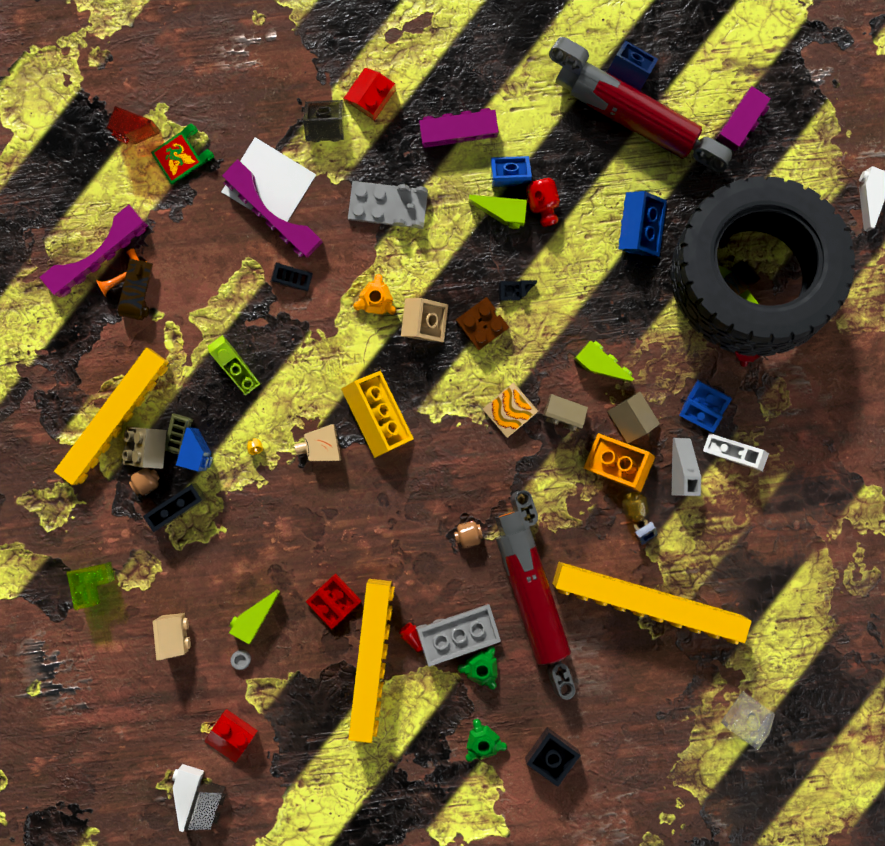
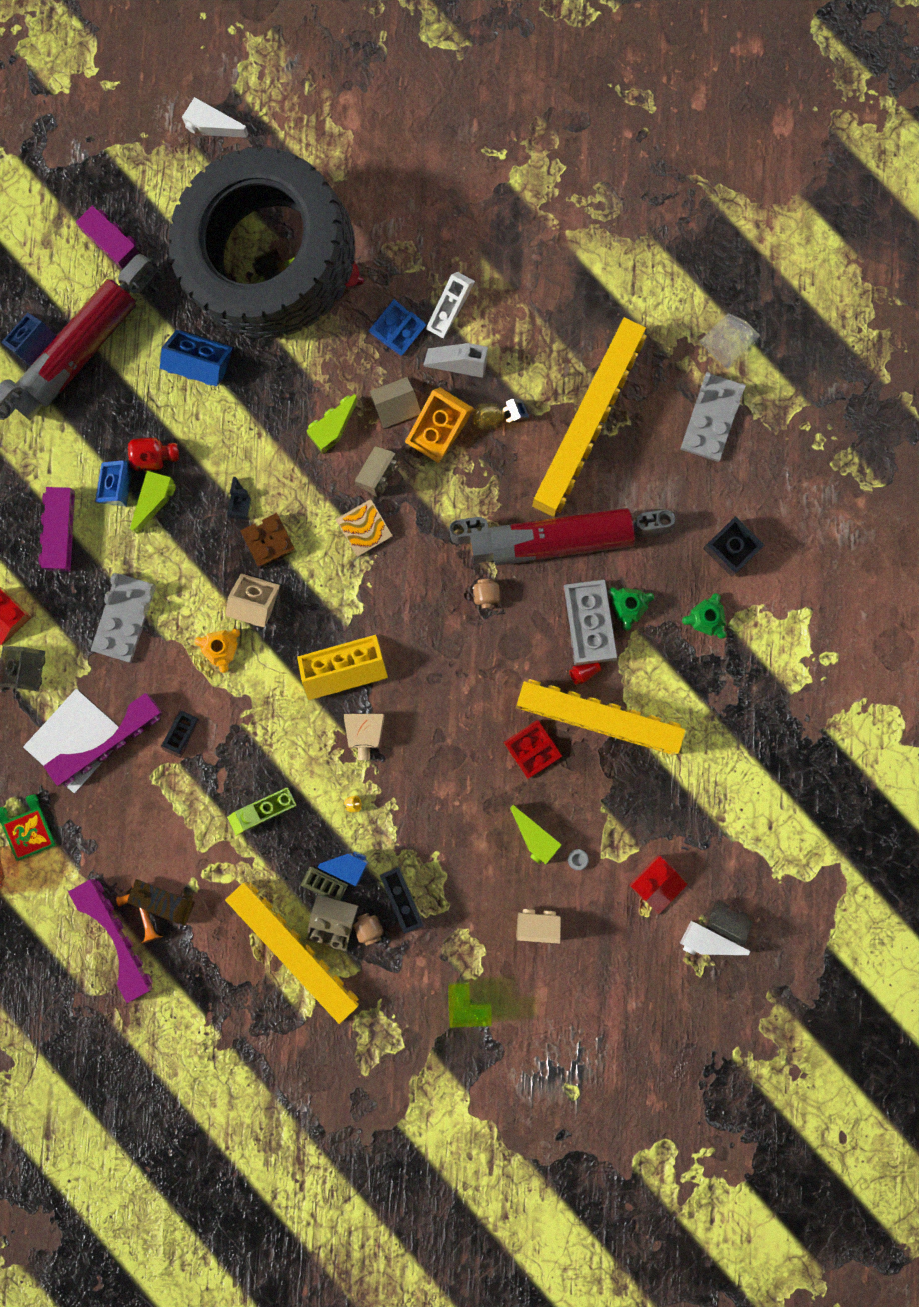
camera: 80 degrees left, 5 degrees down
(673, 716) = (712, 417): none -> light grey hinge

